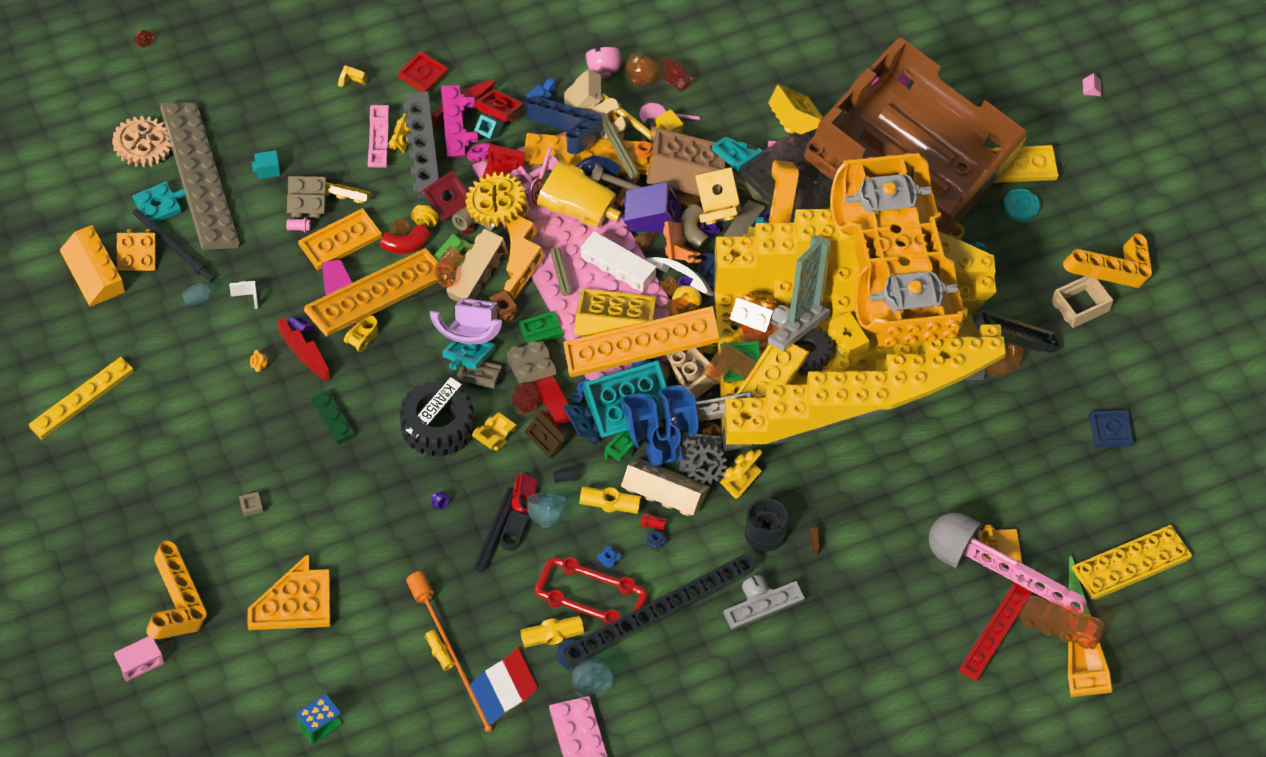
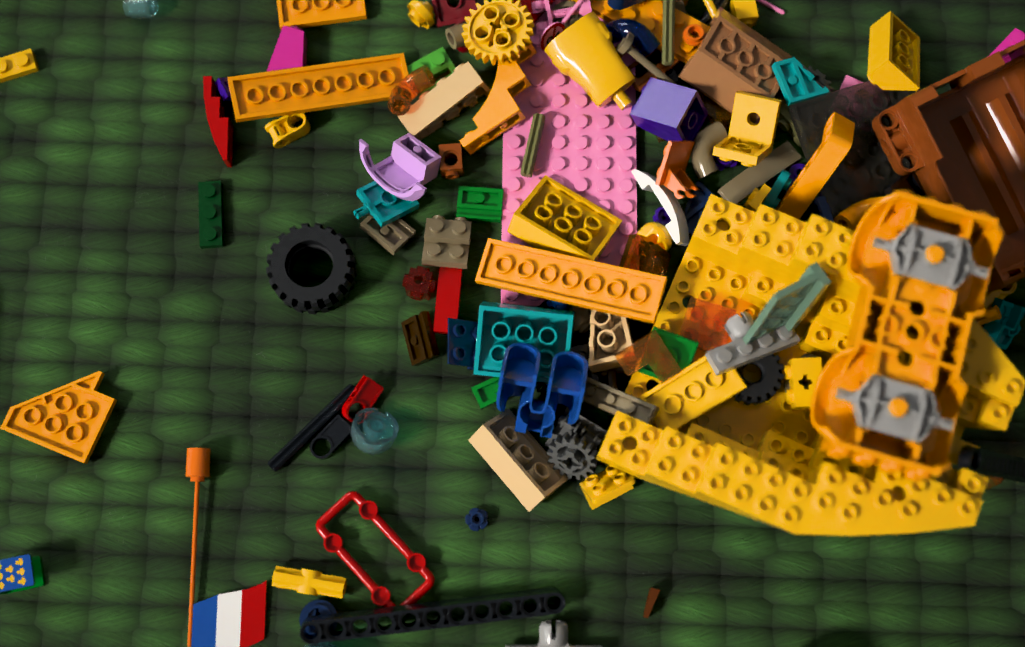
camera: 30 degrees right, 20 degrees up
(244, 288) = (195, 21): white bracket -> none
(250, 504) = (75, 282): dark tan plate -> none
(258, 361) = (165, 114): light orange plate -> none
(400, 223) = (391, 10): clear orange plate -> none
(405, 244) = (384, 38): red cylinder -> none
(437, 402) = (314, 255): sticker -> none
(439, 650) = (182, 547): yellow pin -> none
(440, 500) = (271, 366): dark purple plate -> none
(494, 432) = (366, 312): yellow cylinder -> none
(565, 475) = (418, 396): black pin -> none
(577, 397) = (489, 296): blue piece -> none
(608, 562) = (416, 511): blue plate -> none
(618, 261) = (600, 161): white brick -> none
(620, 502) = (461, 459): yellow piece -> none
(643, 241) = (644, 142): clear orange plate -> none
(652, 522) = (483, 496): red pin -> none
(672, 283) = (645, 212): clear orange plate -> none
(711, 429) = (600, 417): reddish brown plate -> none
(753, 311) = (714, 300): bracket -> none
(766, 525) = (612, 554): black wheel -> none

